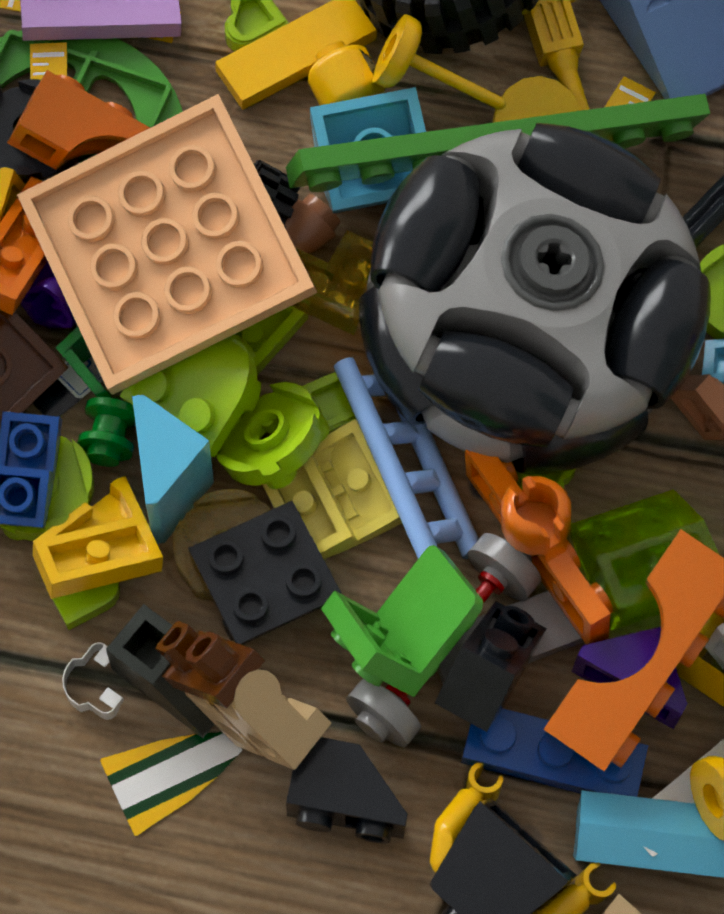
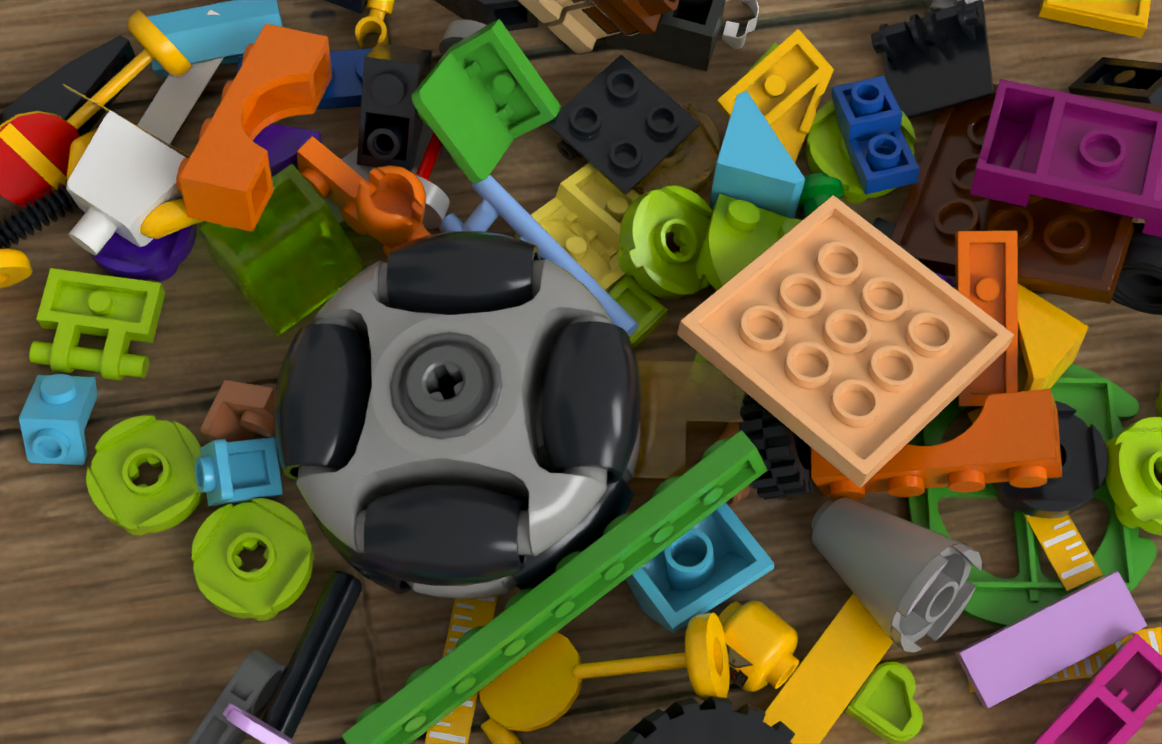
camera: 160 degrees right, 0 degrees up
(199, 65) = (897, 569): none -> light grey cone

